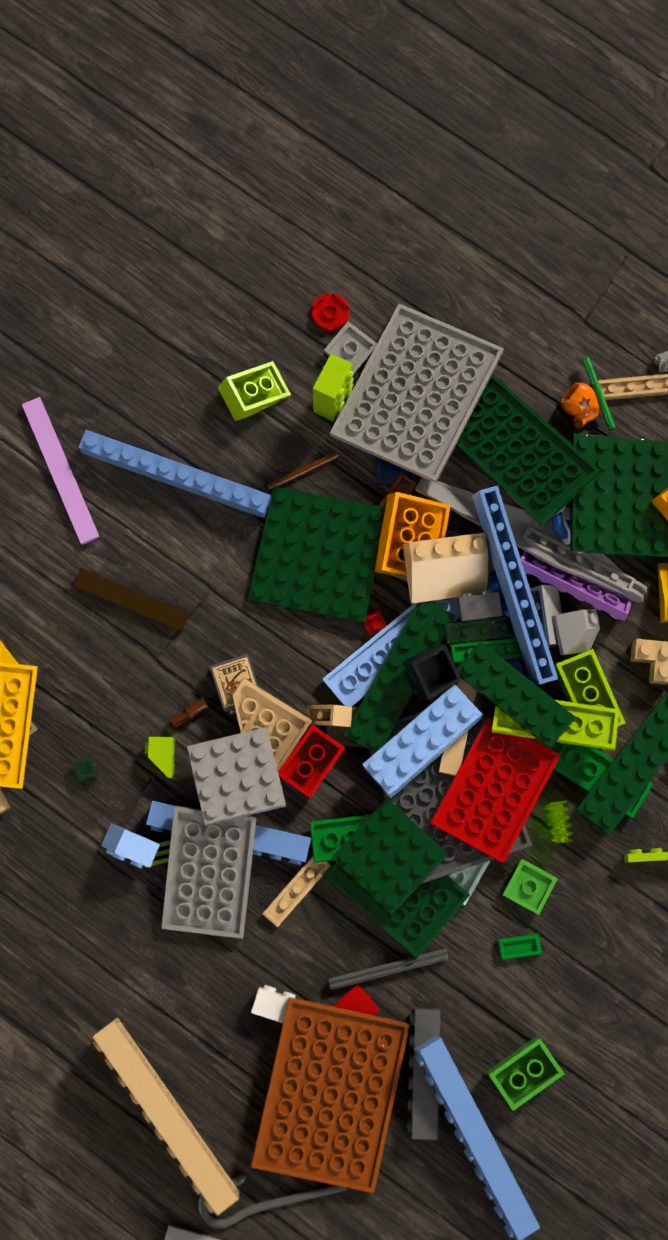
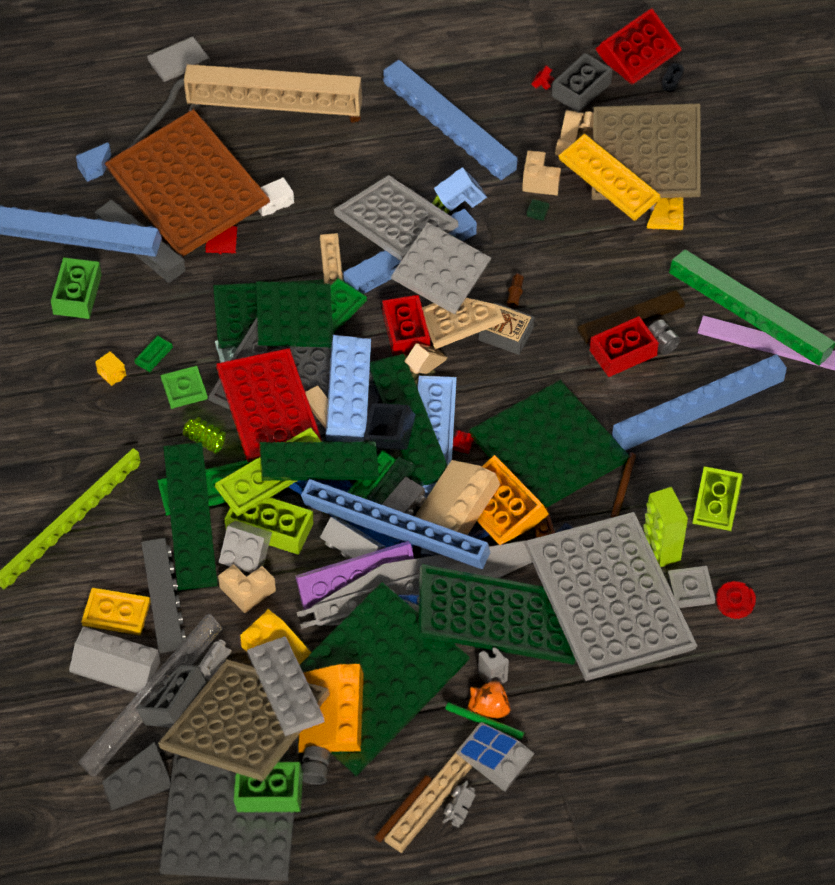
camera: 135 degrees right, 25 degrees down
(41, 510) = (752, 307): none -> green brick
(50, 936) = (450, 120): none -> medium blue brick
(51, 800) = (538, 177): none -> tan brick
(134, 553) = (666, 338): none -> flat silver wheel
(162, 753) = (502, 253): lime slope -> none
(173, 573) = (623, 346): none -> red brick
(382, 1203) = (93, 161): none -> medium blue slope
(388, 969) = (224, 272): dark grey axle -> none
(558, 416) = (493, 668): none -> light grey hinge
(569, 962) = (110, 368): none -> yellow brick
(576, 631) = (322, 546): light grey slope -> none
(619, 361) = (495, 755): none -> slope
(631, 686) = (245, 546): none -> light grey brick

